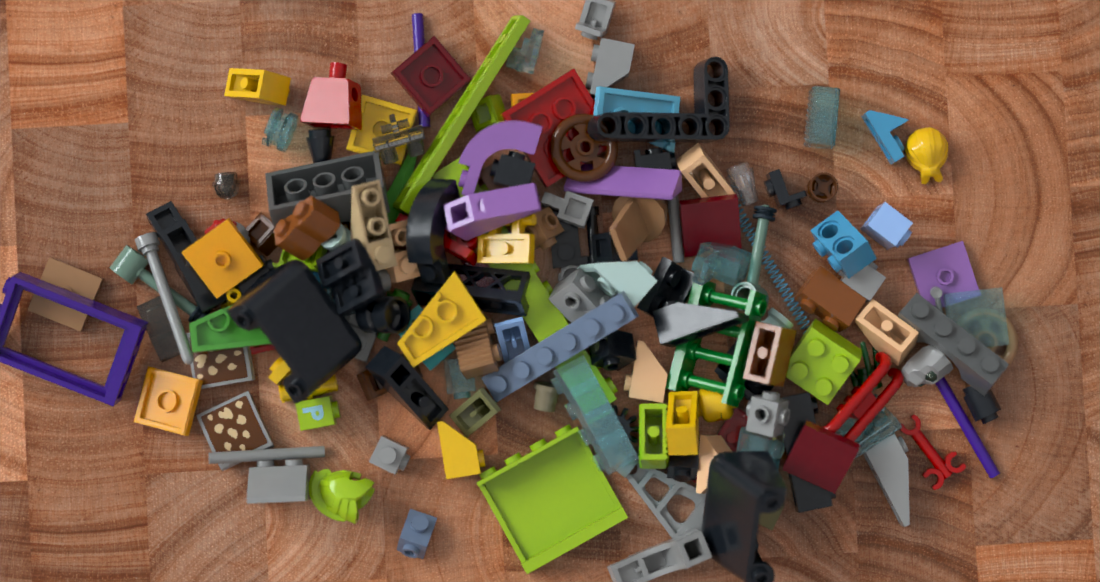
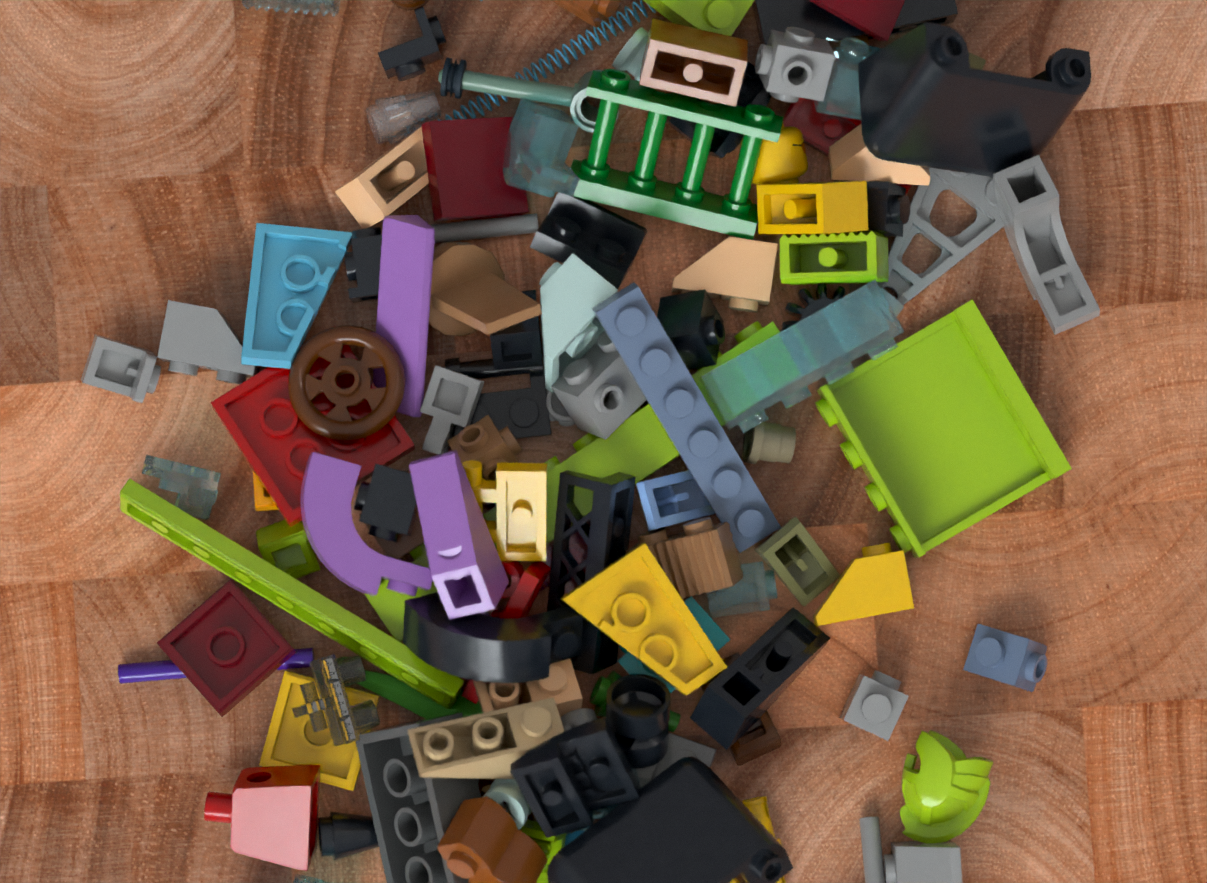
camera: 85 degrees left, 0 degrees up
(317, 413) = (805, 829): lime brick -> none
(672, 122) = (302, 233): black beam -> none
(684, 322) = (642, 206): slope -> none

